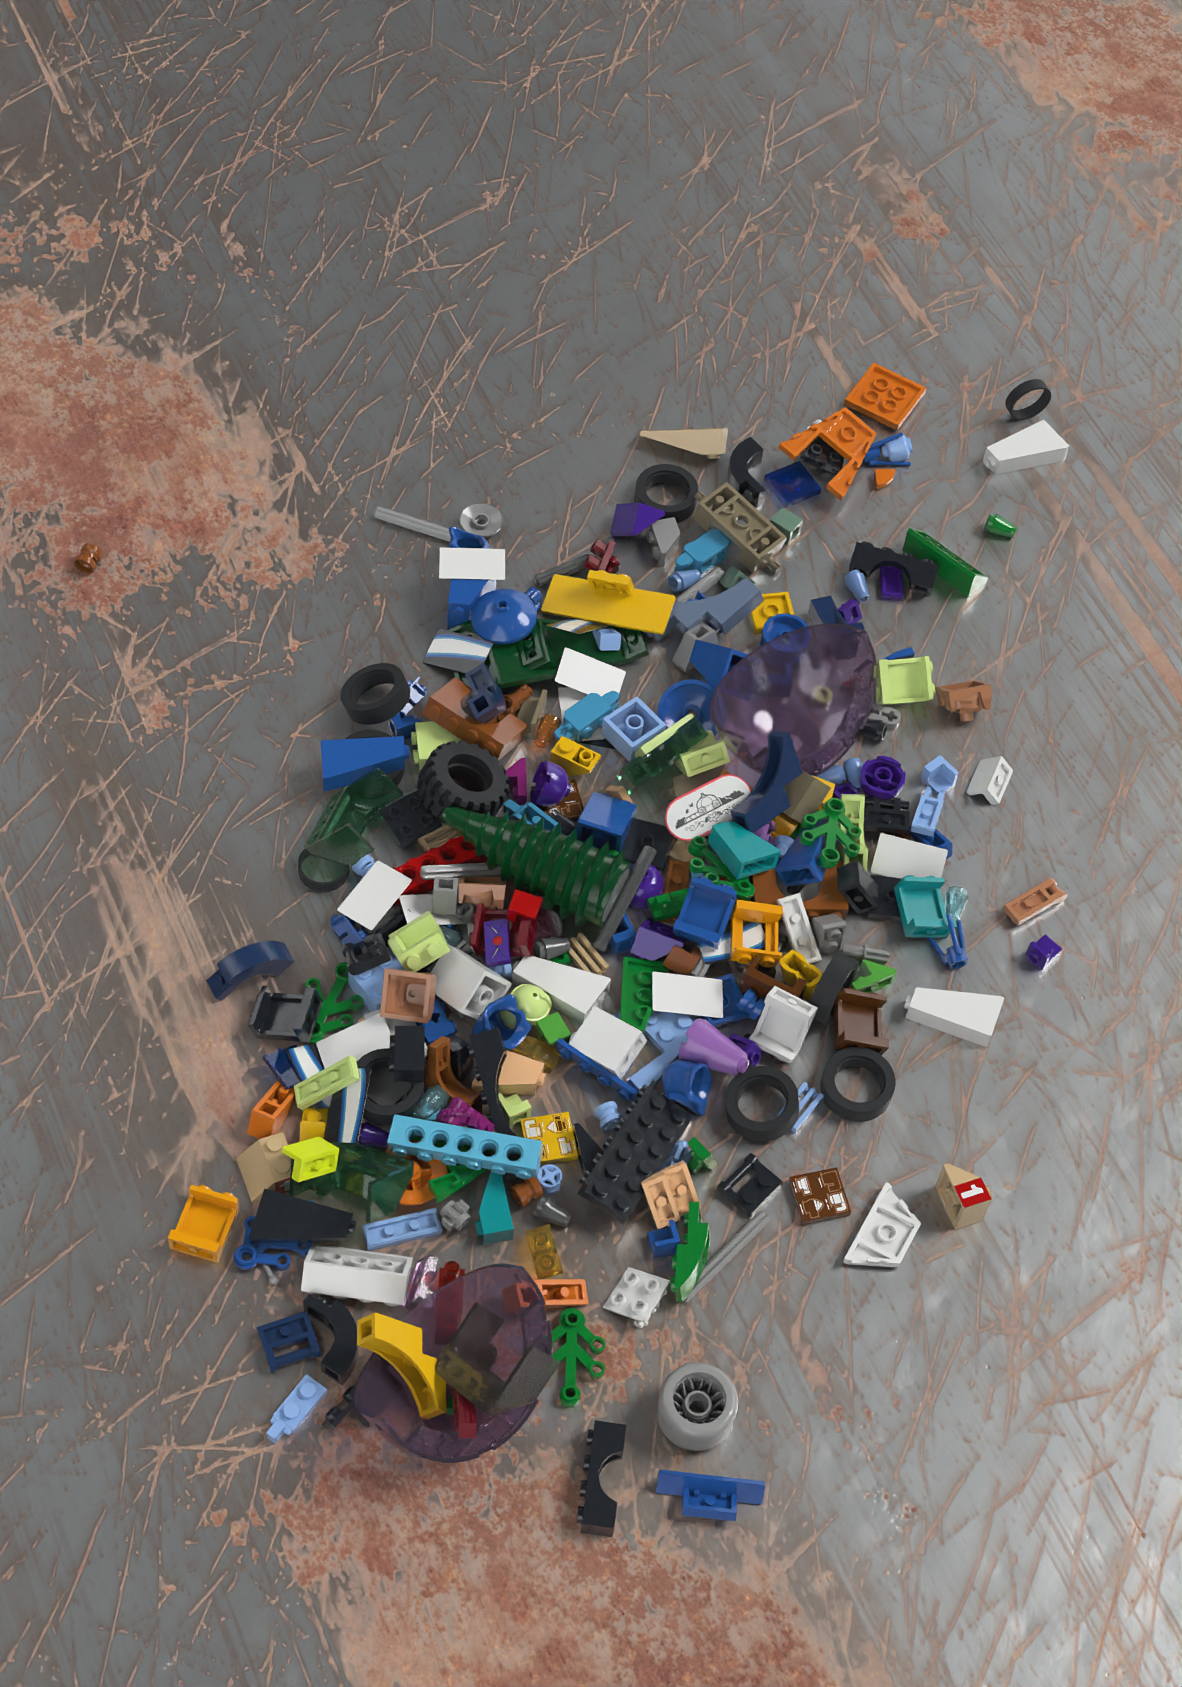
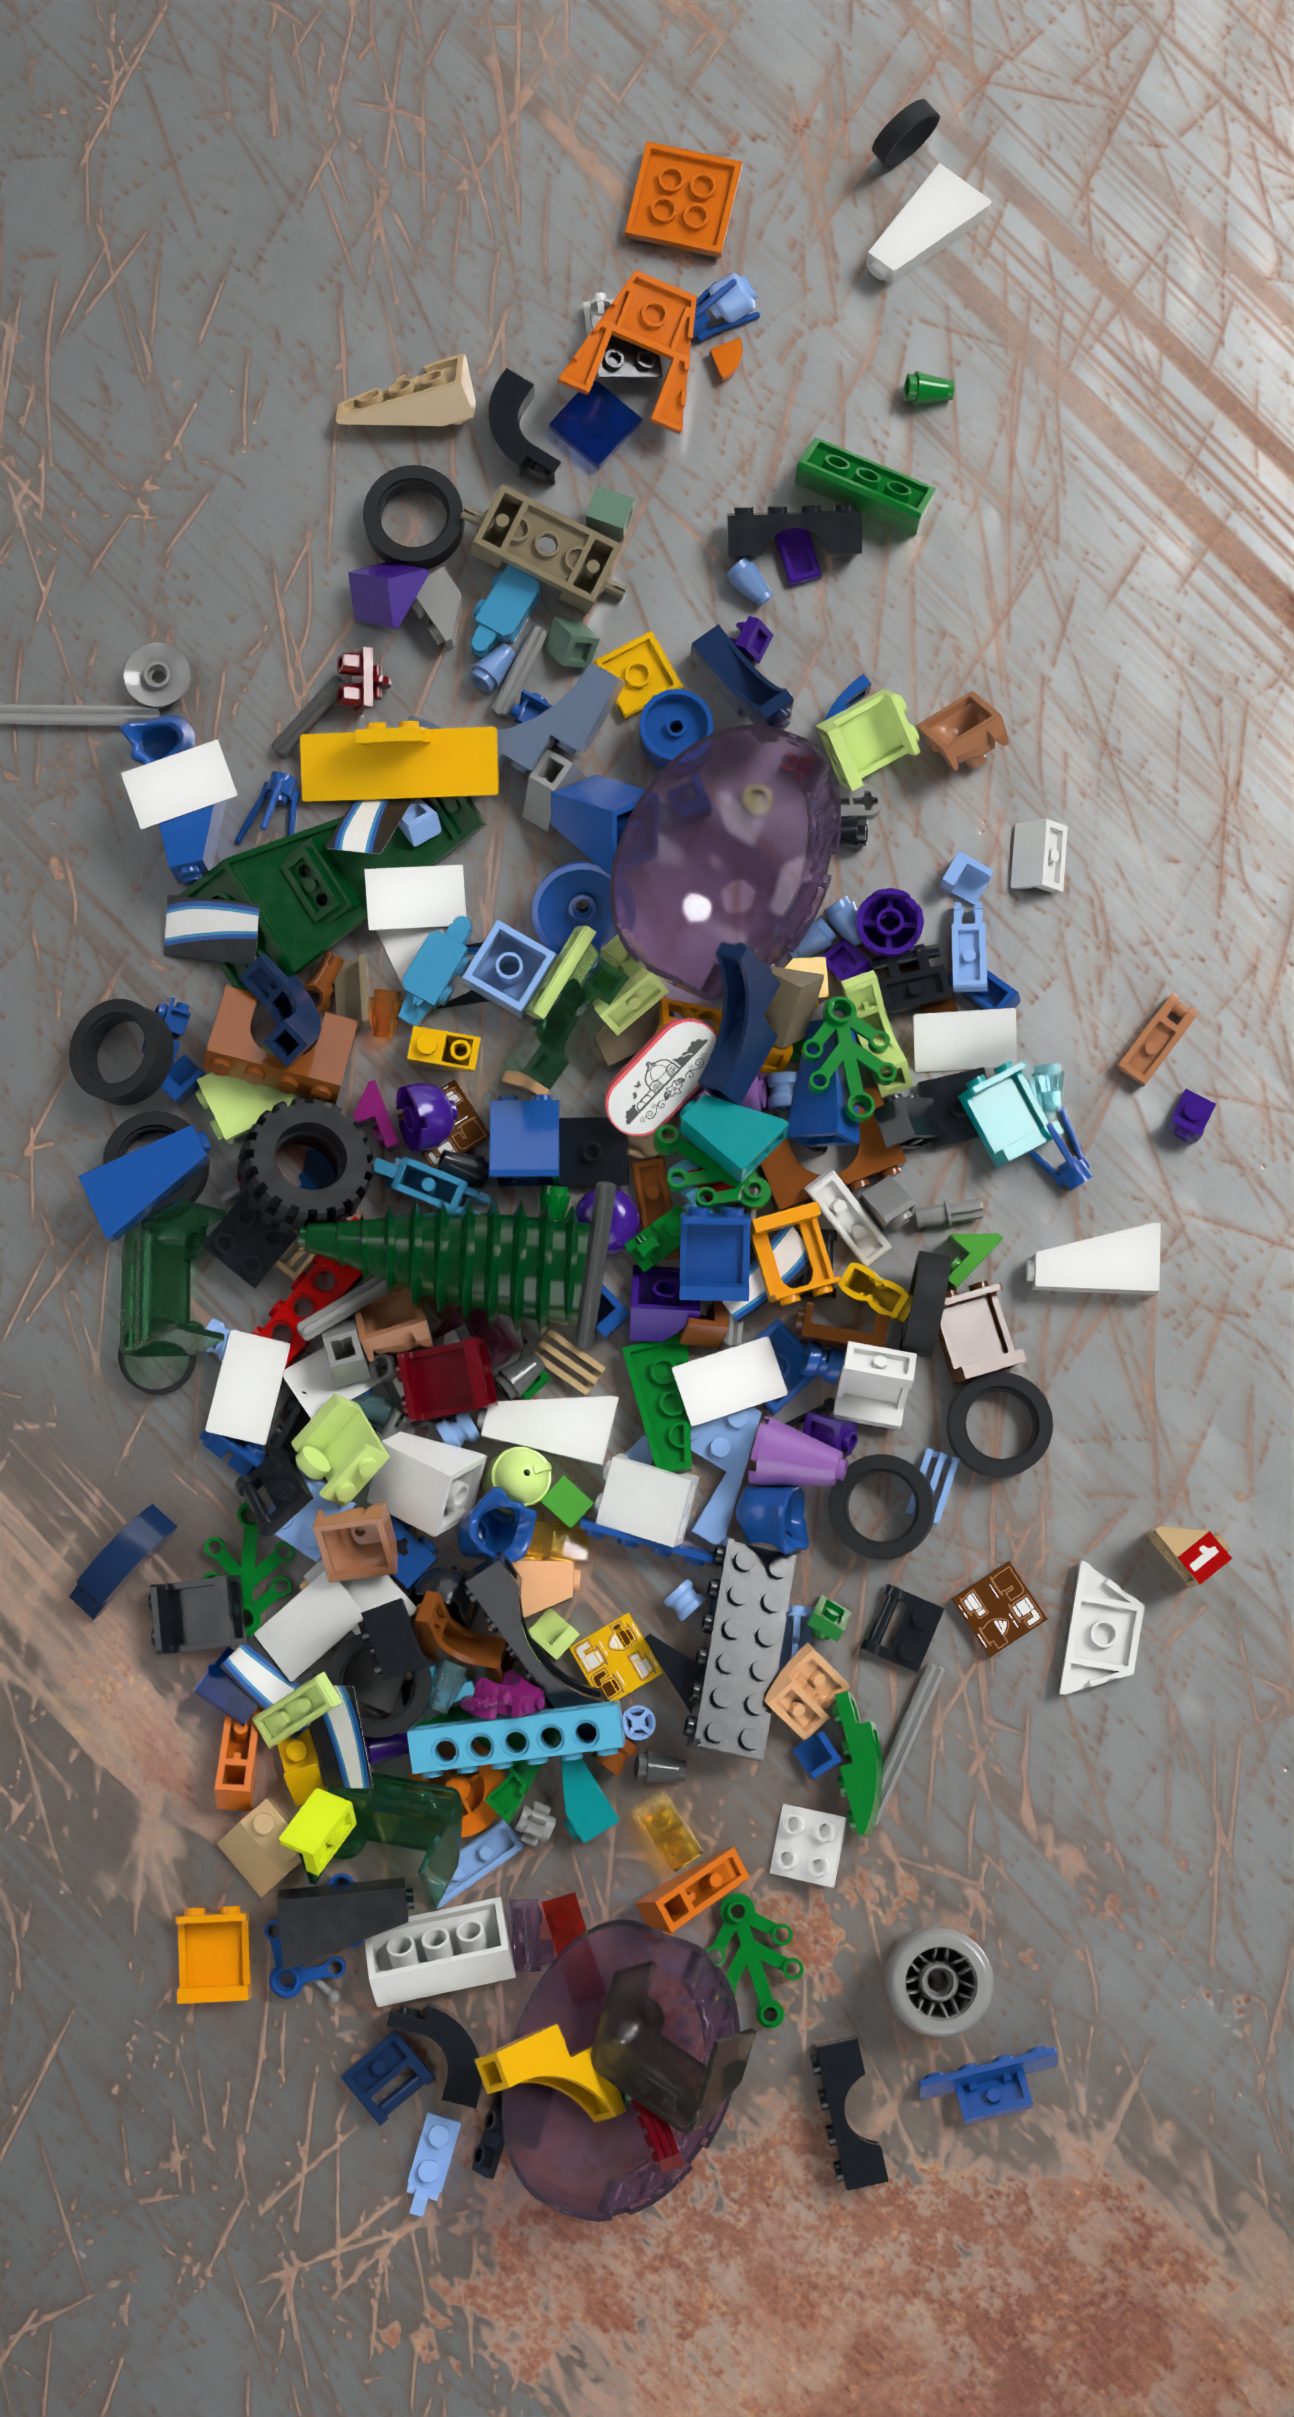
camera: 15 degrees left, 25 degrees up
(497, 943) = (445, 1405): dark purple tile -> none
(507, 623) = (272, 869): blue dish -> none
(524, 905) = (464, 1345): red panel -> none

